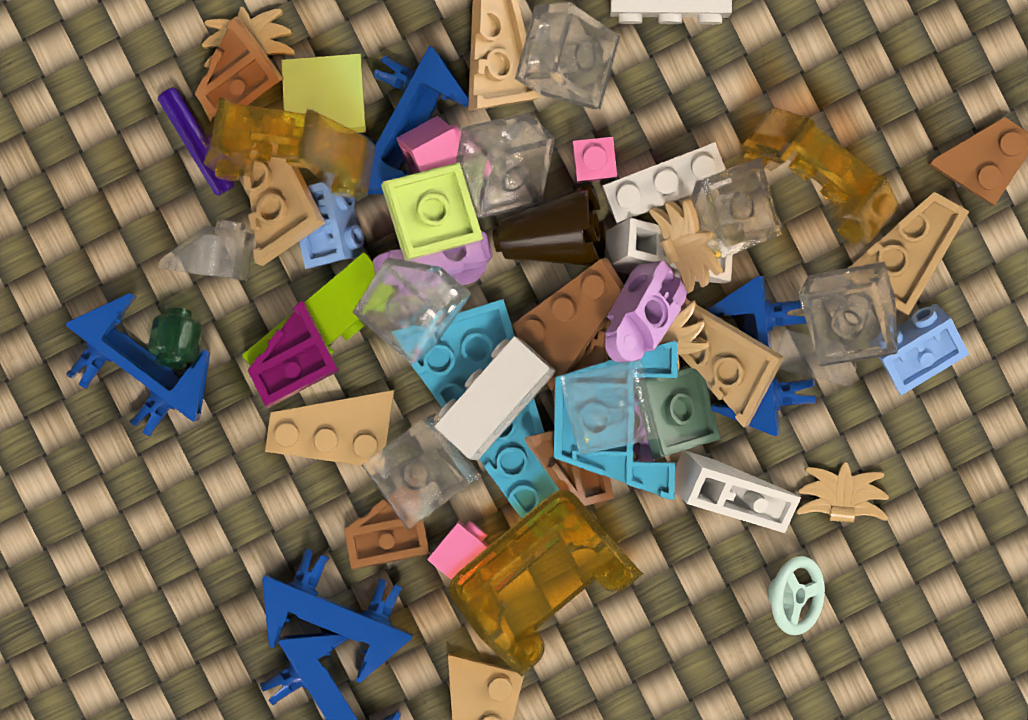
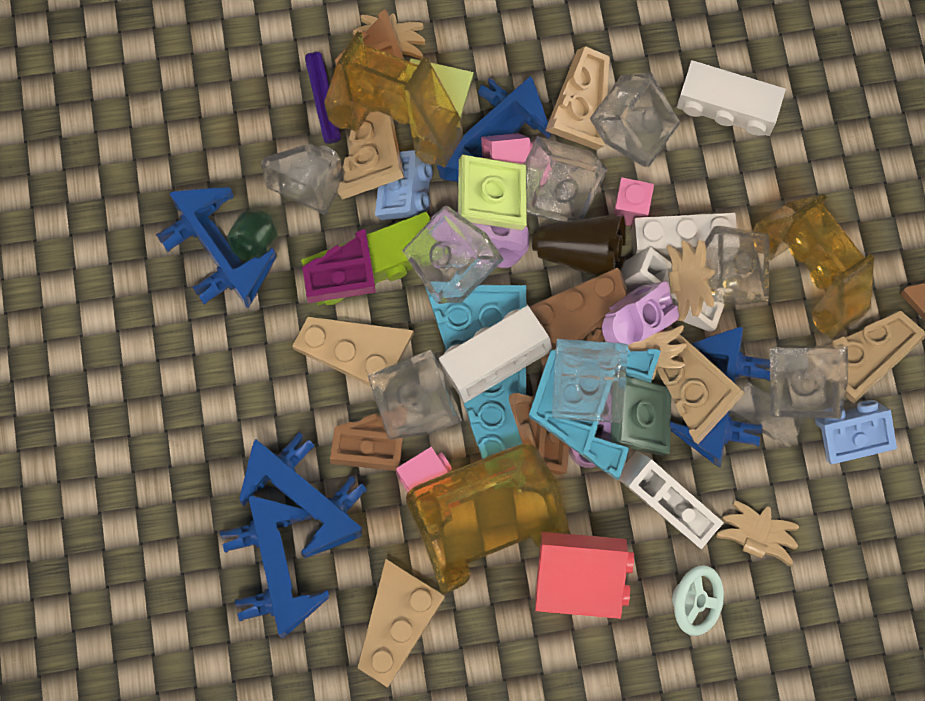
camera: 15 degrees right, 15 degrees down
(665, 609) = (583, 575): none -> coral brick

